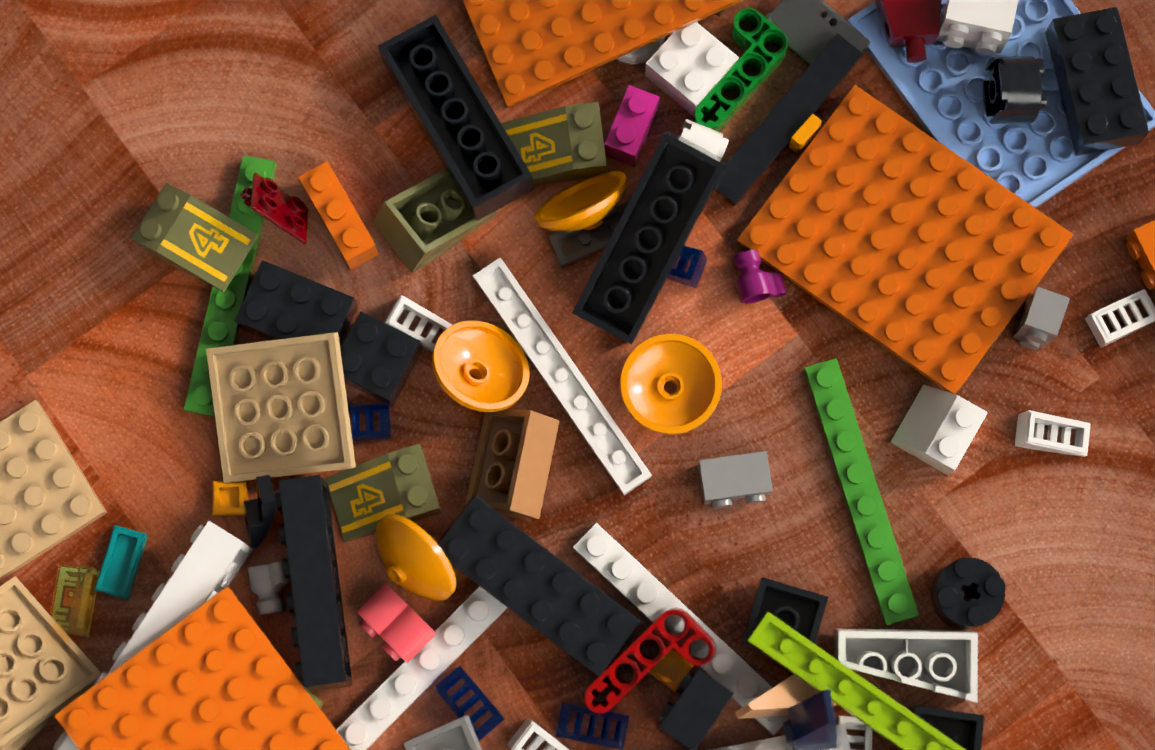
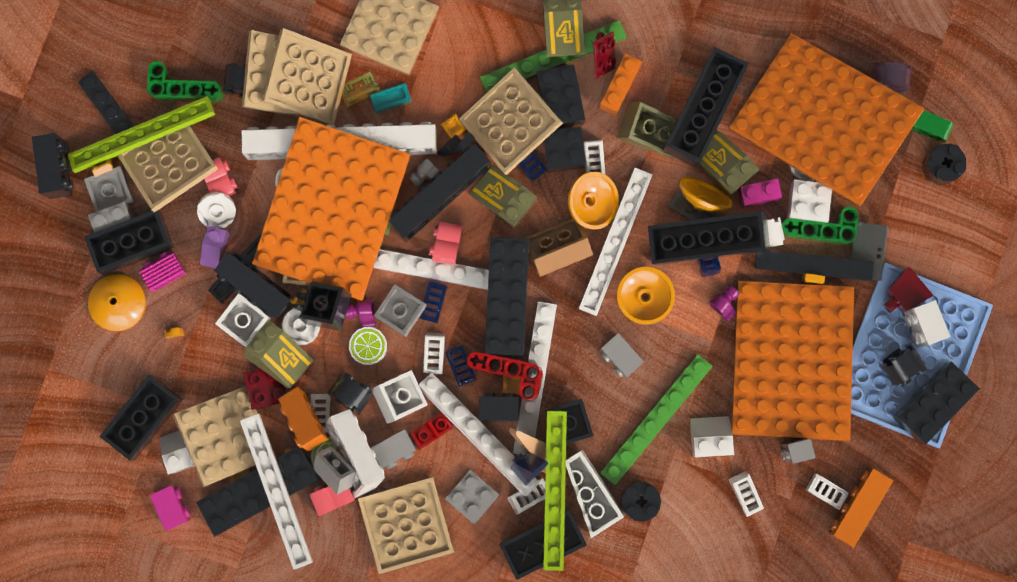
camera: 55 degrees right, 5 degrees up
(414, 559) = (481, 230): light orange dish -> none

